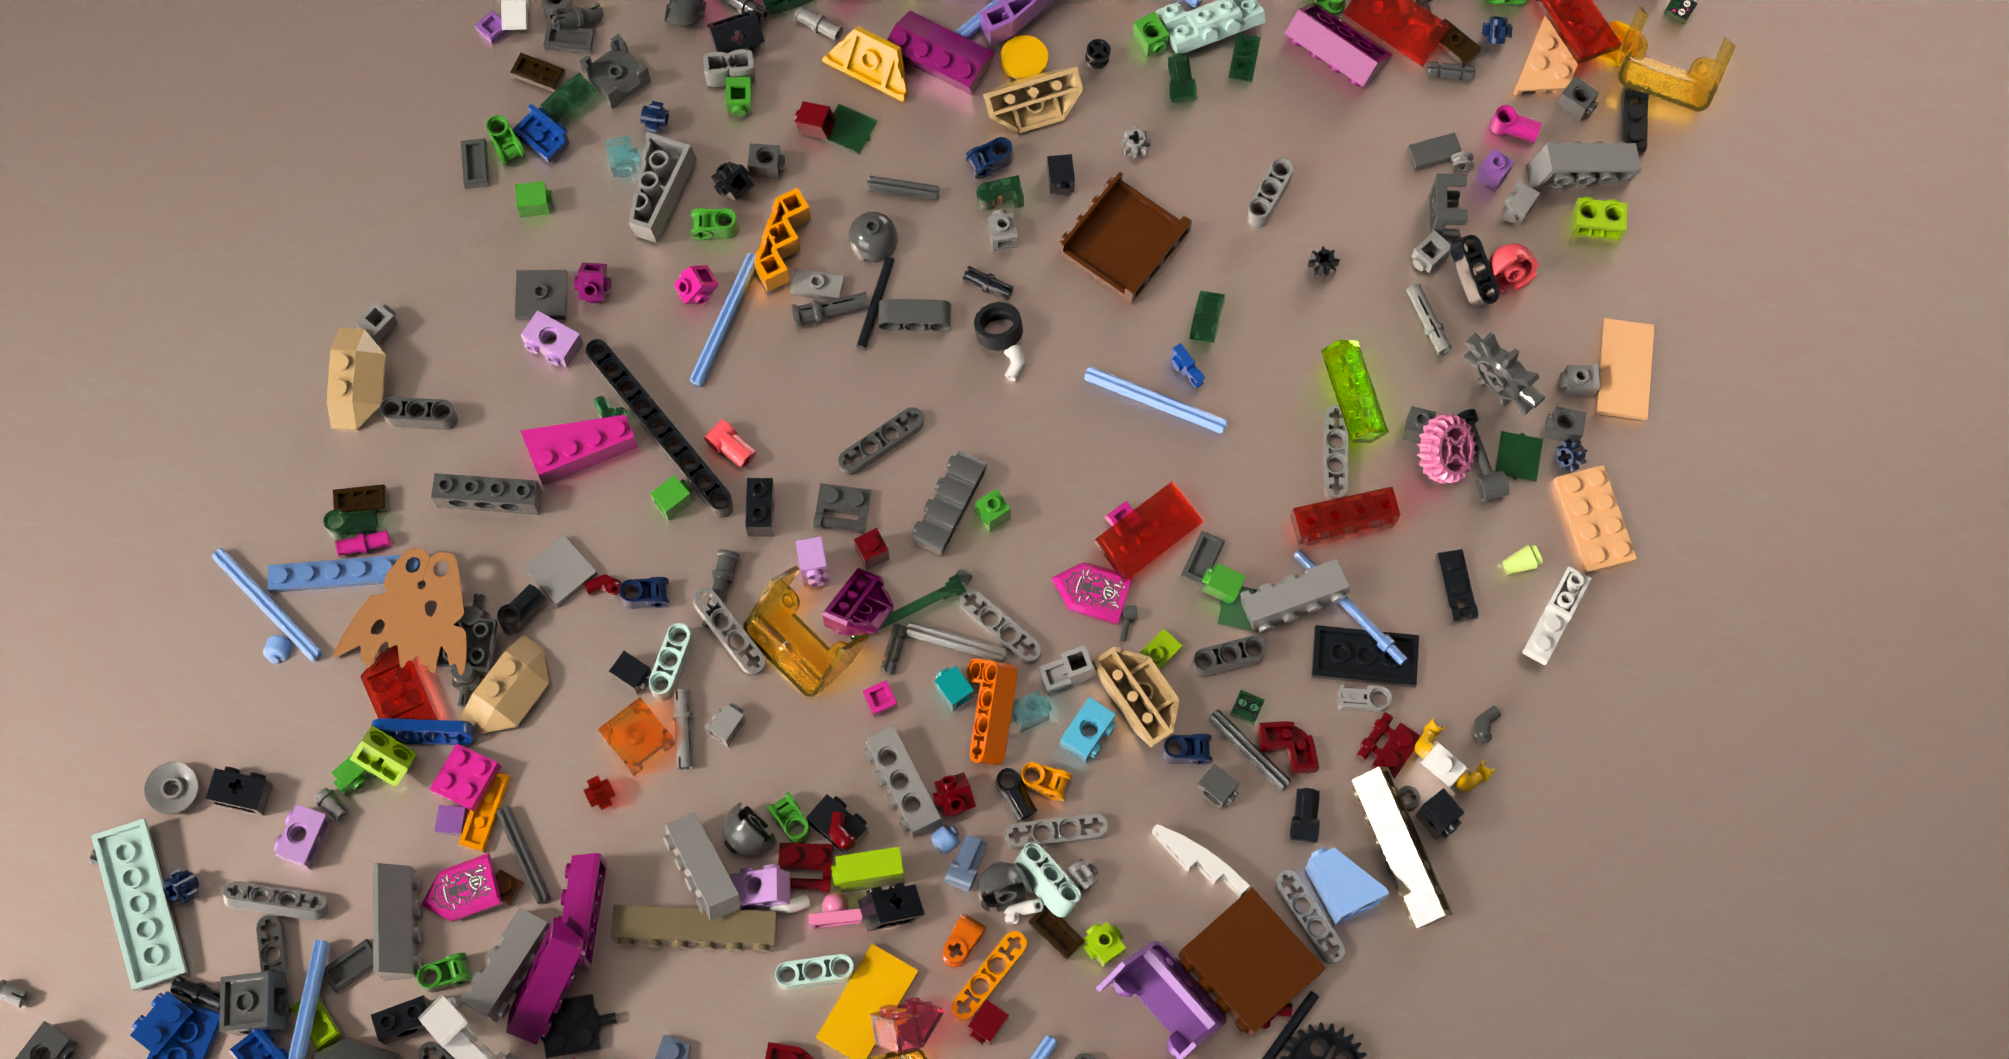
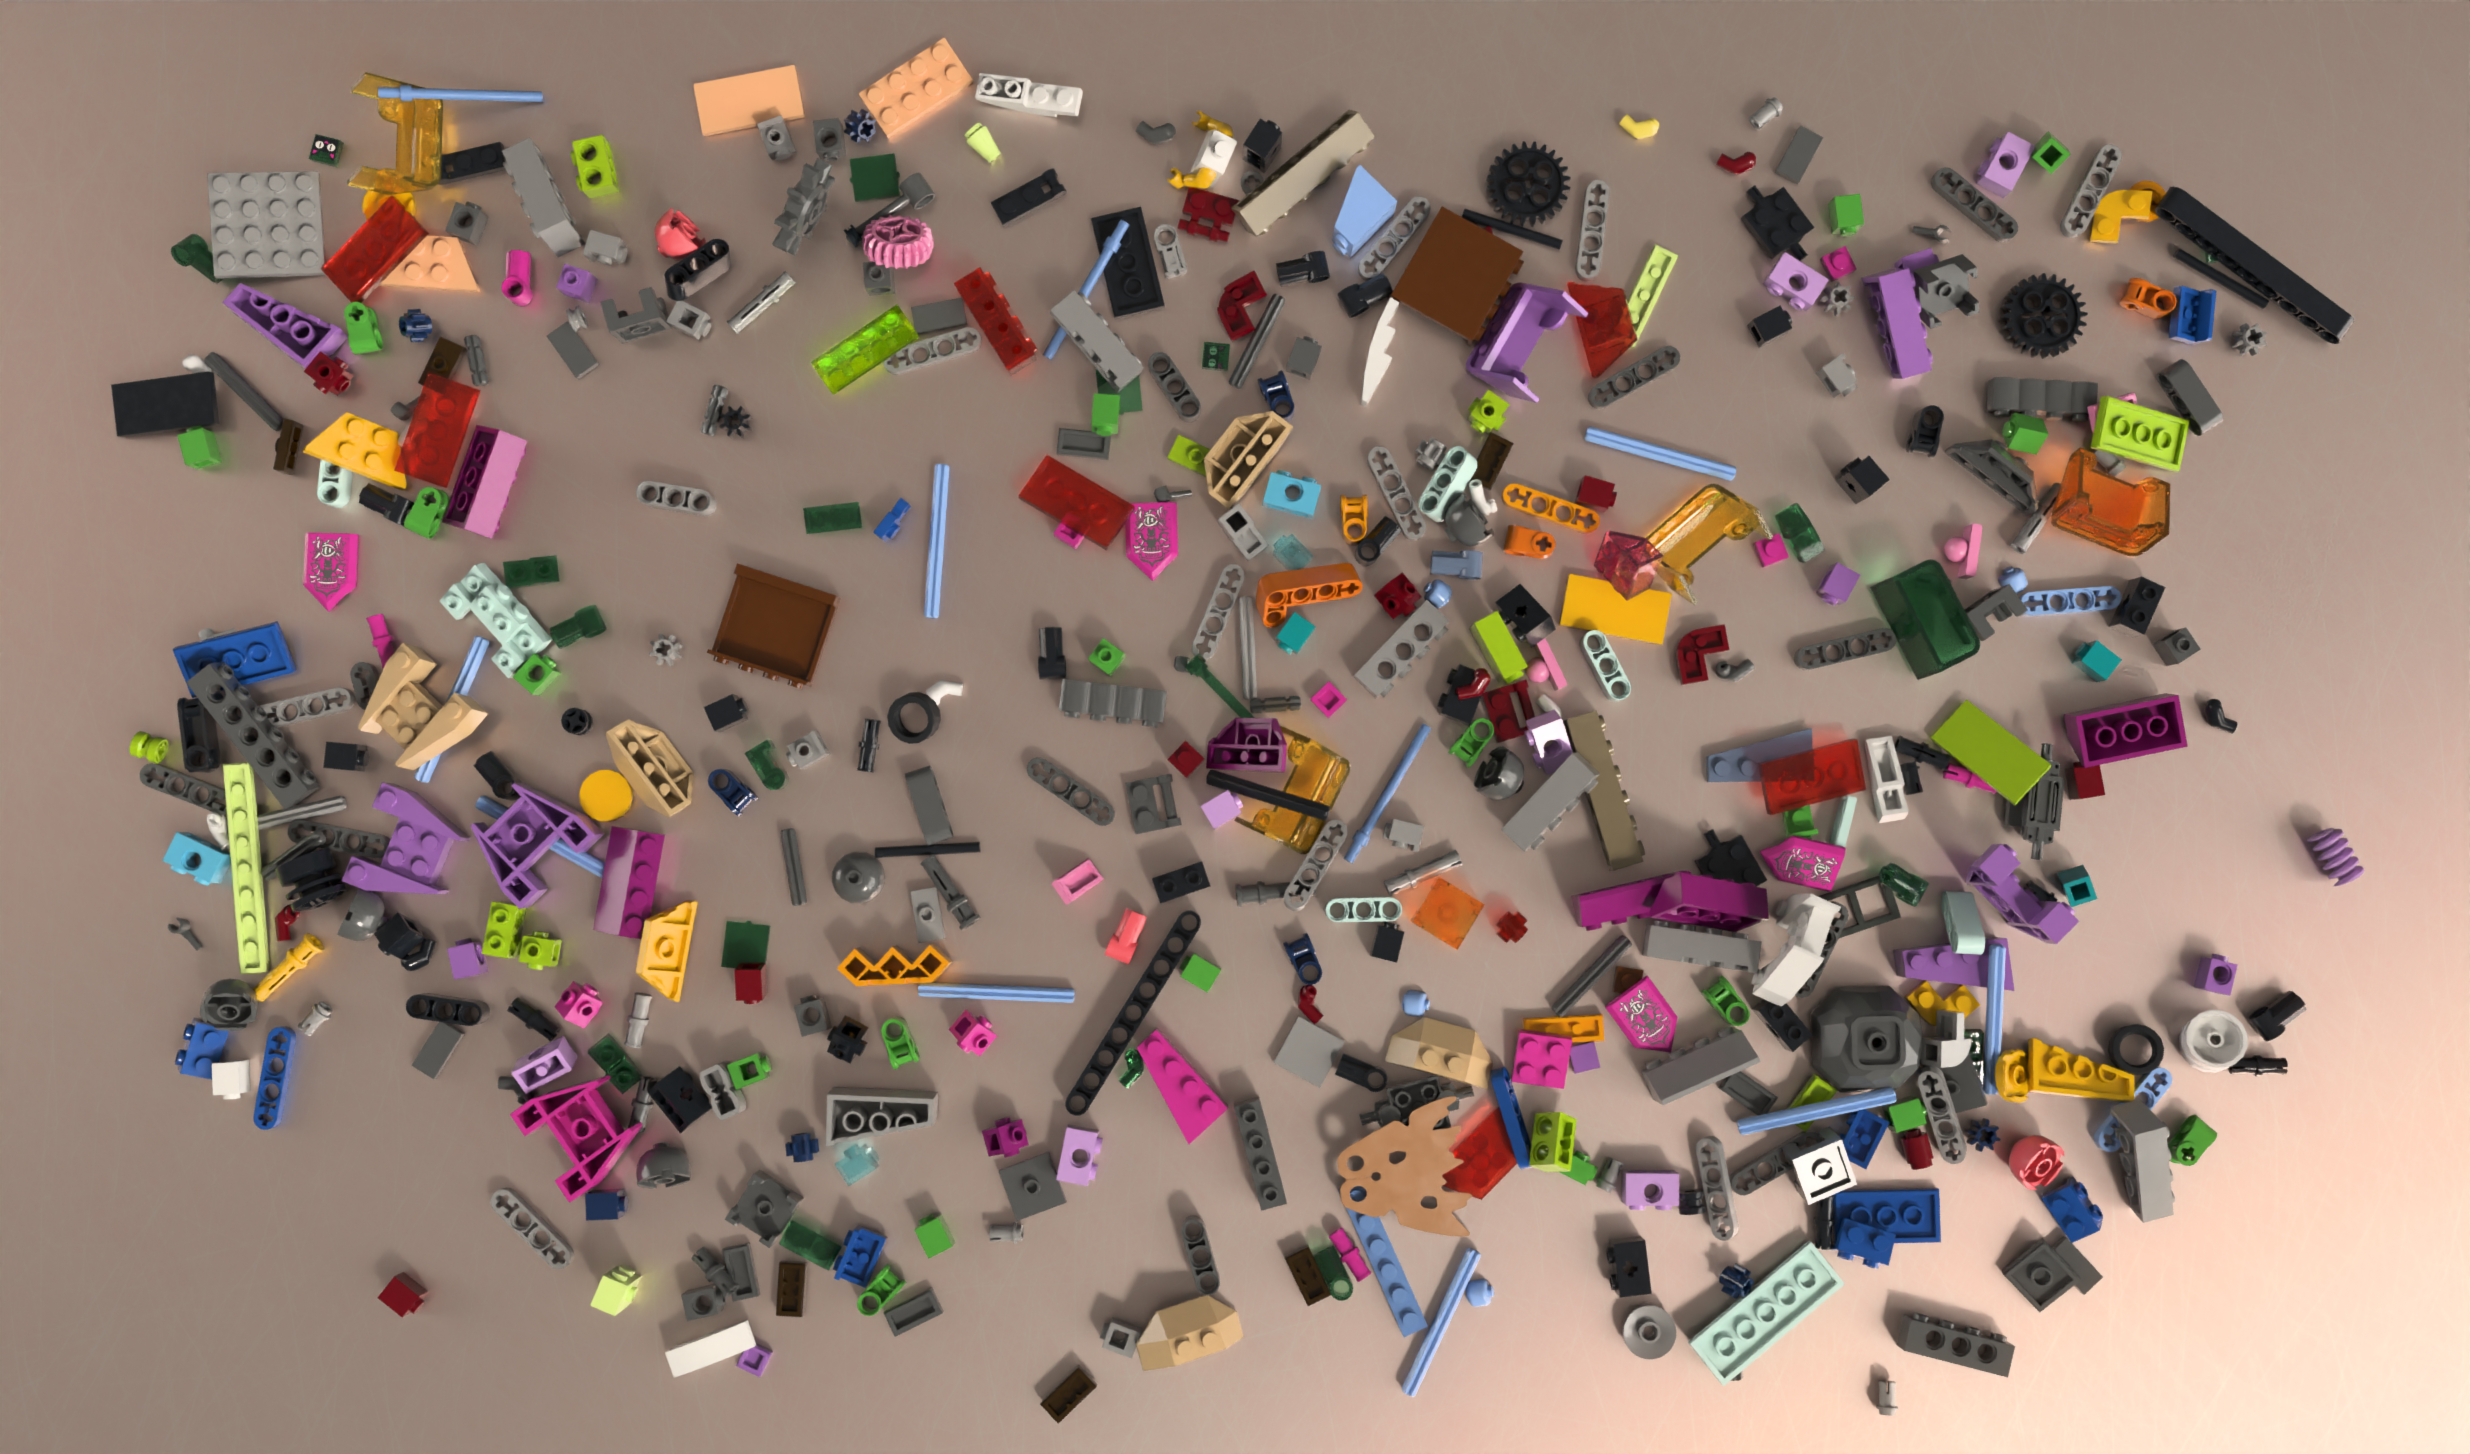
camera: 110 degrees left, 15 degrees up
(273, 870) = (1691, 1202): none -> black wheel
(347, 264) = (1068, 1394): none -> dark brown plate
(507, 263) = (1006, 1233): none -> light grey pin
(565, 682) = (1415, 1003): none -> light blue piece
(739, 686) = (1362, 837): none -> medium blue bar
(796, 415) = (1077, 881): none -> bright pink tile
(809, 609) = (1268, 795): none -> black axle
(1007, 462) = (1051, 659): none -> black piece
(1260, 860) = (1358, 298): none -> black piece
(1341, 249) = (713, 410): none -> dark grey axle
(1367, 468) = (939, 315): none -> dark grey tile
(1709, 79) = (408, 93): none -> medium blue bar

